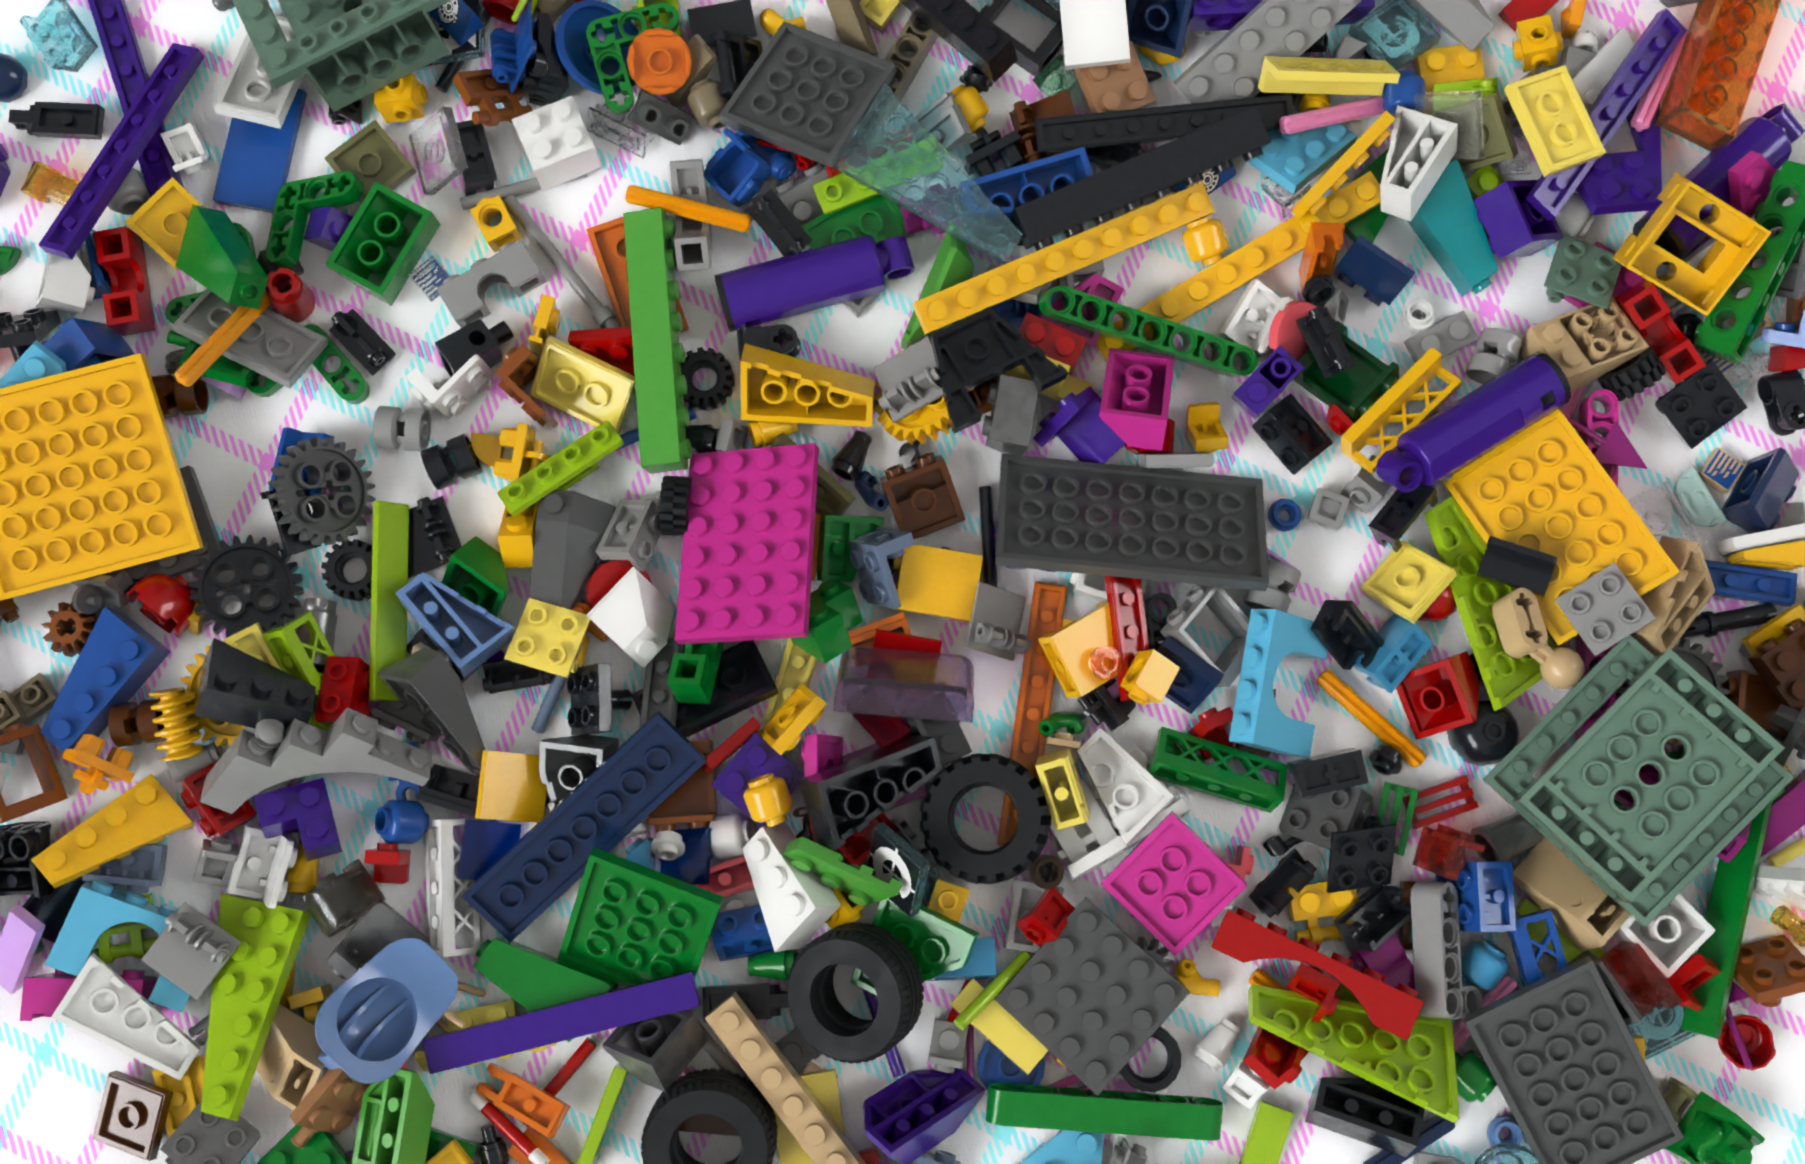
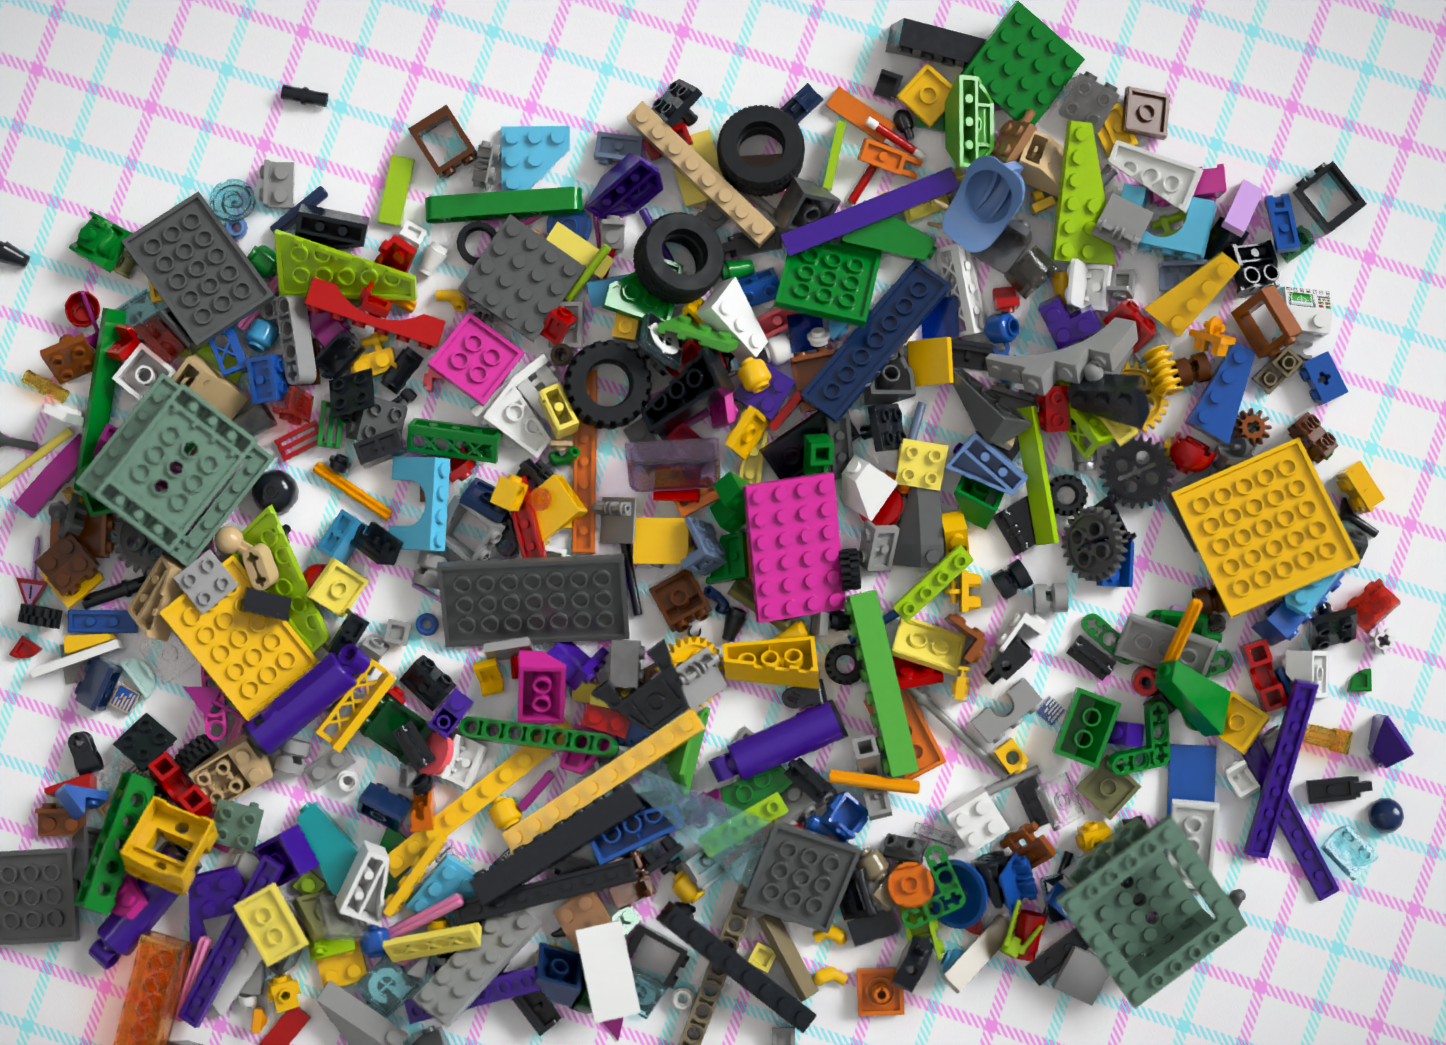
camera: 175 degrees right, 5 degrees up
(487, 448) = (989, 593): yellow tile -> none
(508, 675) = (949, 436): black hinge -> none
(1158, 265) = (536, 790): none -> magenta tile
(1440, 695) = (307, 512): red slope -> none

